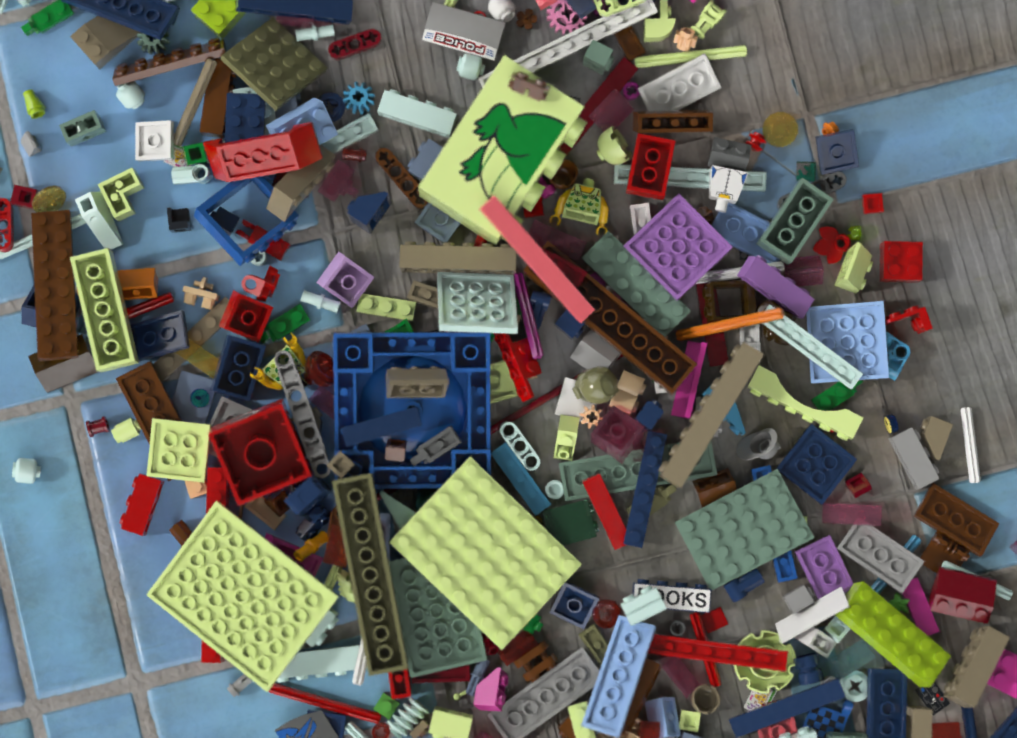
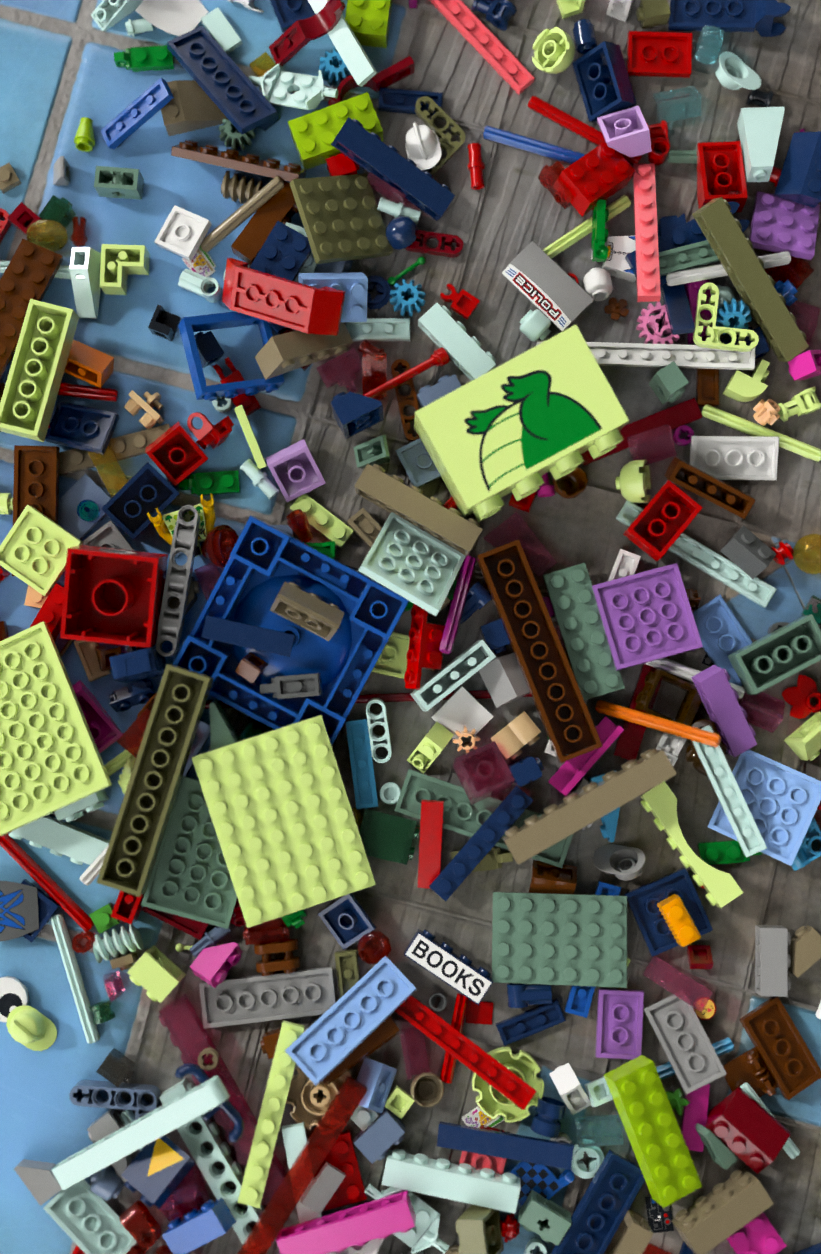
camera: 30 degrees right, 0 degrees up
(46, 176) = (58, 211): none -> clear green brick
(68, 66) = (137, 113): none -> blue plate
(73, 187) = (79, 232): none -> clear red pin
(130, 95) = (184, 174): light aqua head -> none
(181, 81) = (239, 189): none -> dark tan piece
(194, 154) = (214, 266): green brick -> none
(250, 22) = (341, 165): none -> red brick
(296, 272) = (250, 437): none -> yellowish green tile
(311, 546) = (115, 717): light orange pin -> none
(326, 49) = (401, 232): none -> dark blue hair
(338, 90) = (392, 280): none -> green hinge
(340, 464) = (186, 652): dark tan plate -> none
(367, 173) = (374, 372): none -> clear red hinge
(371, 319) = (299, 524): none -> clear red cone
(397, 233) = (372, 452): none -> sand green slope
(403, 78) = (462, 303): none -> red plate
(409, 132) = (438, 358): none -> red piece
(522, 82) = (579, 361): hinge -> none
(536, 259) = (496, 550): coral tile -> none
(553, 372) = (452, 675): none -> light aqua brick
(572, 272) = (516, 575): dark red hinge -> none
(583, 205) = (574, 523): torso -> none
(596, 385) = (488, 711): olive helmet -> none
(642, 605) = (414, 961): light aqua brick -> none
(725, 186) = (728, 581): white torso -> none
(757, 605) = (530, 1022): none -> dark blue tile
(798, 598) = (577, 1039): light grey brick -> none
(811, 615) = (581, 1065): white sticker -> none
(826, 465) = (678, 920): none -> light orange brick
(886, 523) = (708, 1011): none -> light yellow tile
(891, 423) = (767, 912): clear blue tile -> none
(947, 622) = (717, 1149): none -> sand green slope

